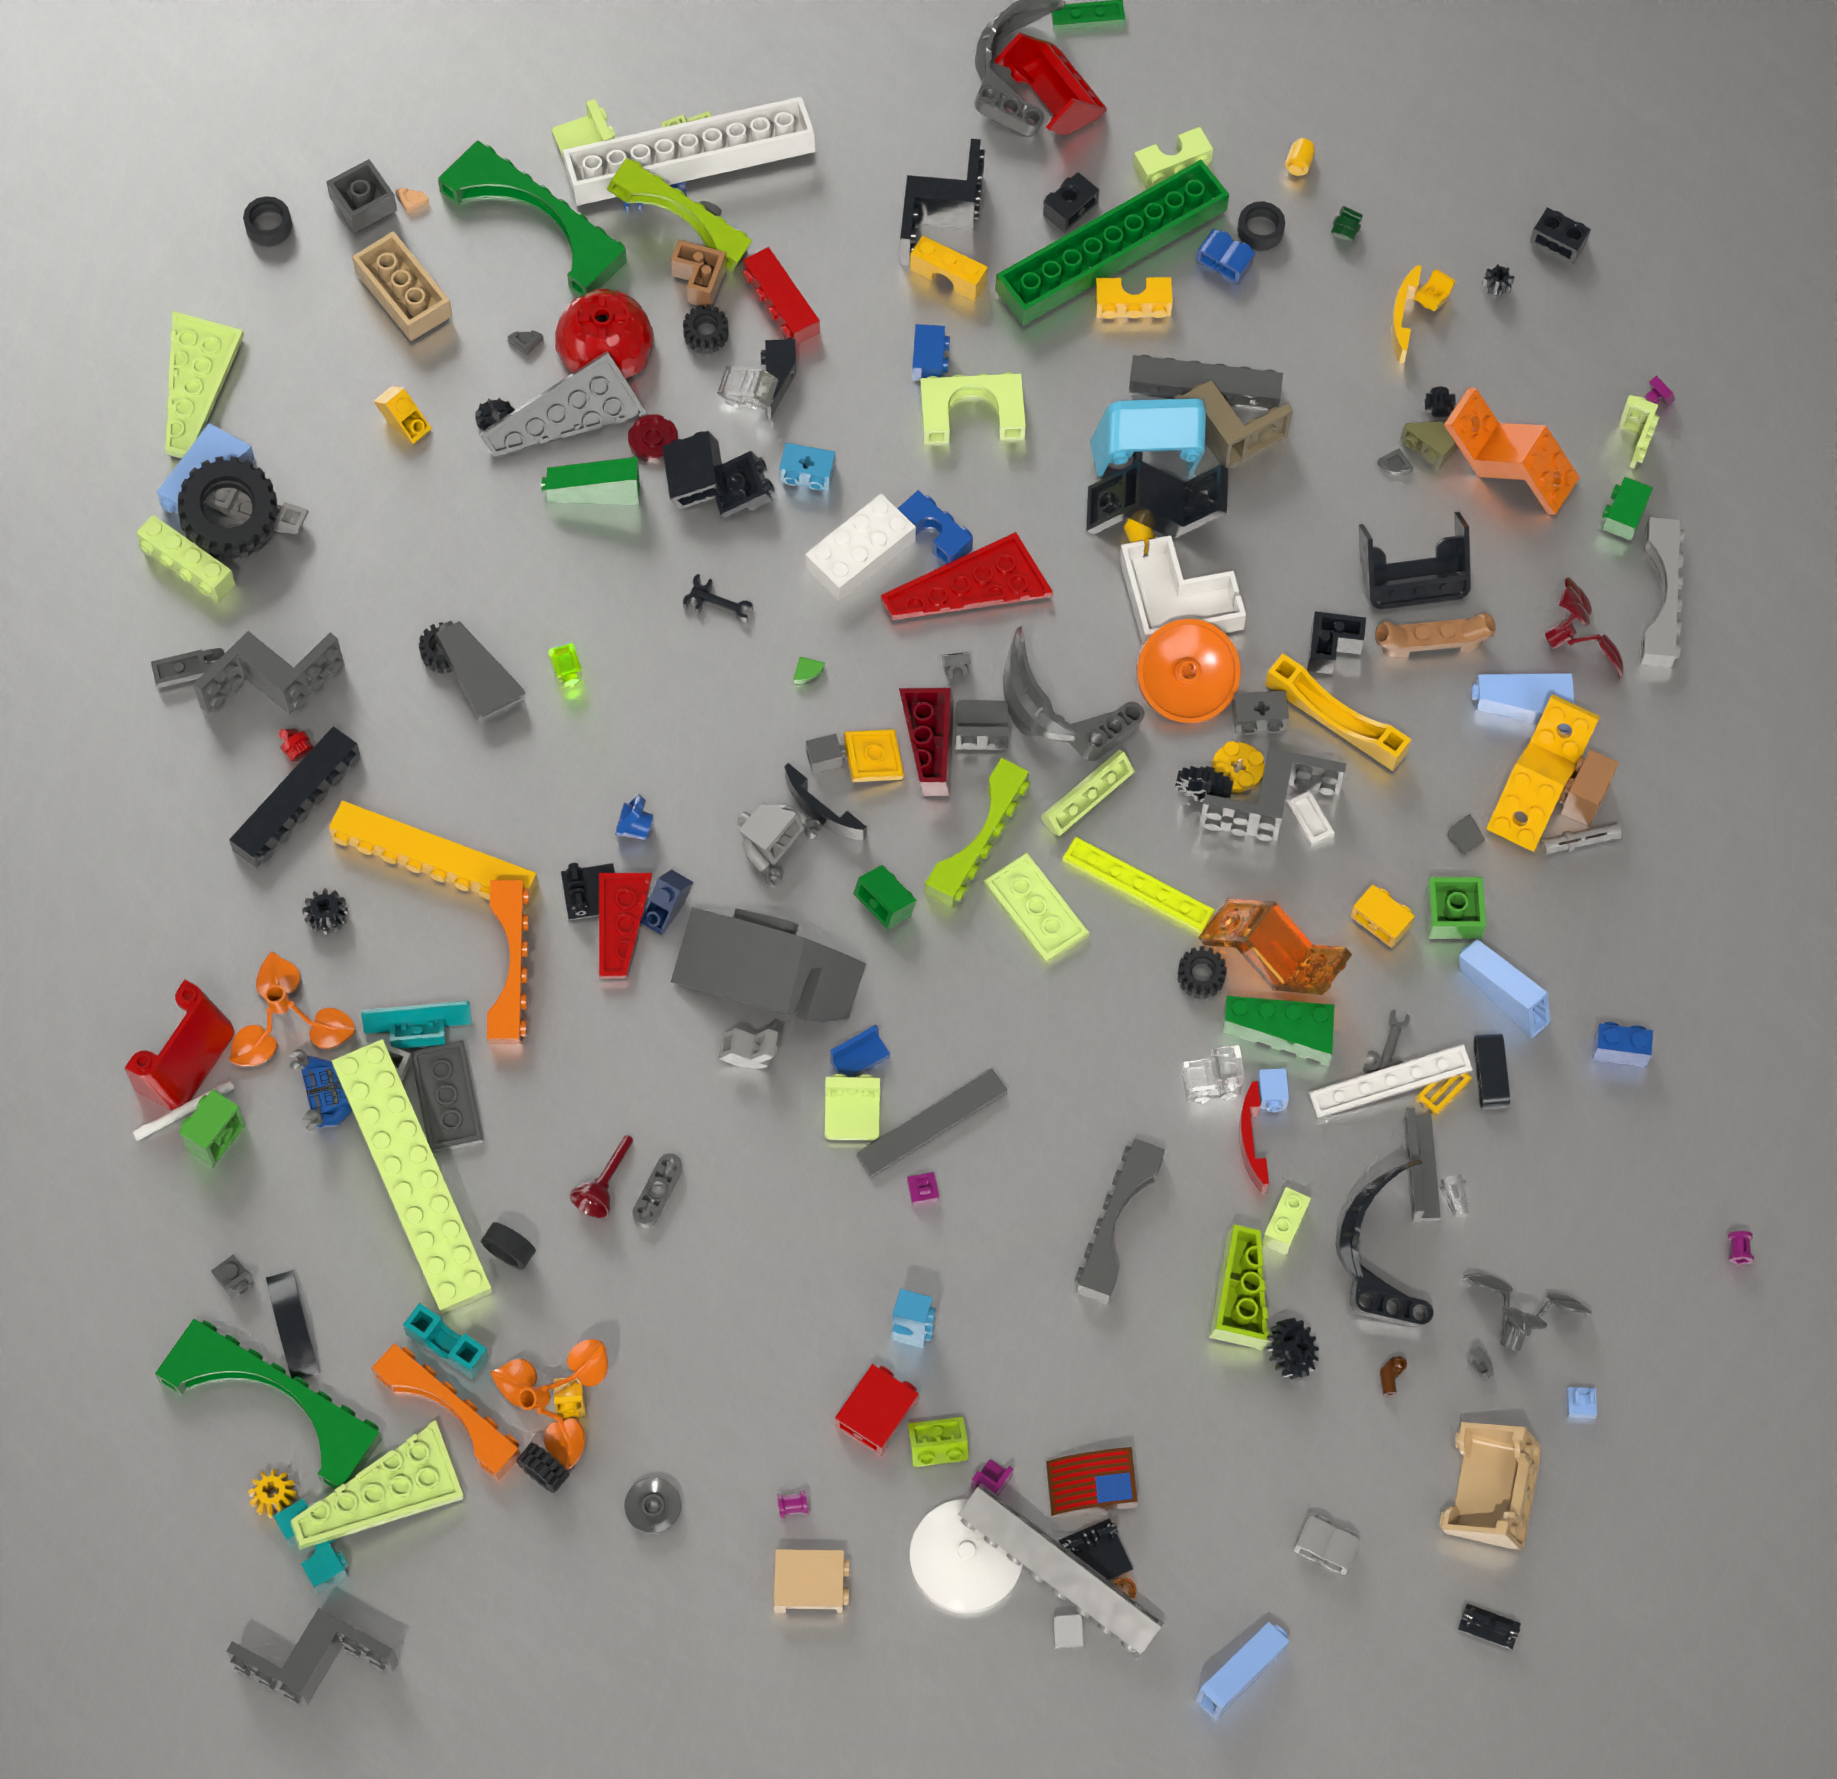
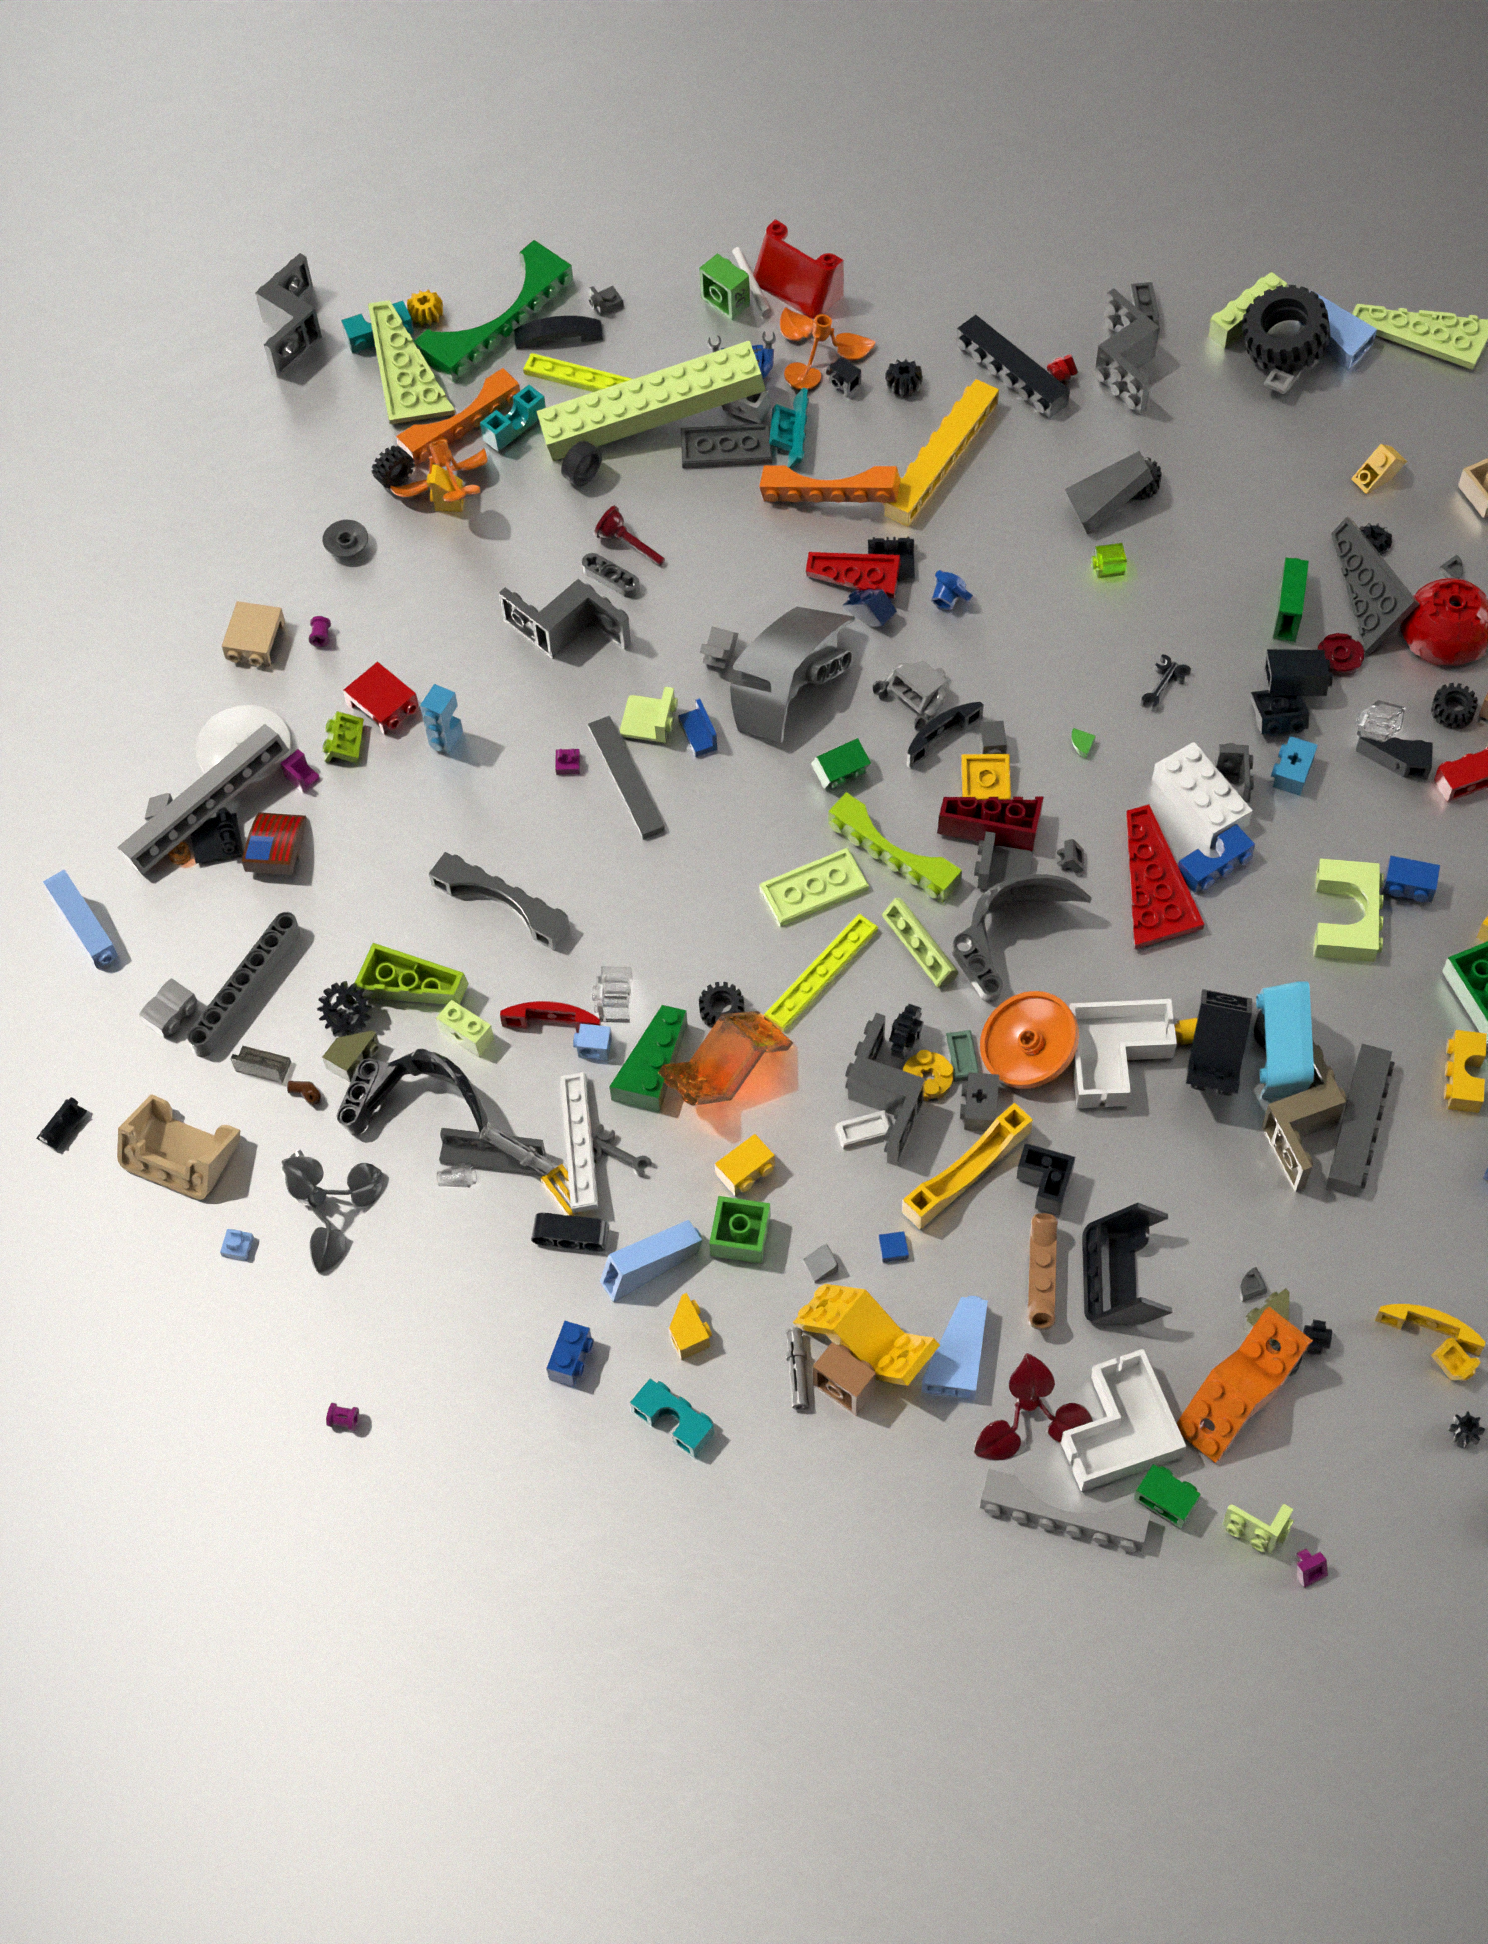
camera: 105 degrees right, 5 degrees down
(331, 977) = (844, 376): none -> black brick
(361, 1274) = (570, 373): none -> neon yellow tile
(740, 1217) = (565, 618): none -> dark grey bracket
(834, 508) = (1235, 763): none -> dark grey bracket
(1206, 739) = (961, 1054): none -> sand green tile
(1294, 1467) = (243, 994): none -> dark grey beam
(1340, 1334) = (349, 1051): none -> olive slope
(1370, 1429) = (261, 1064): none -> clear smoke panel
(1426, 1123) = (521, 1152): none -> light grey pin
(1431, 773) = (893, 1246): none -> blue tile
(1567, 943) = (687, 1330): none -> yellow slope
(1573, 537) = (1136, 1428): none -> white piece
(1669, 921) = (656, 1402): none -> teal arch

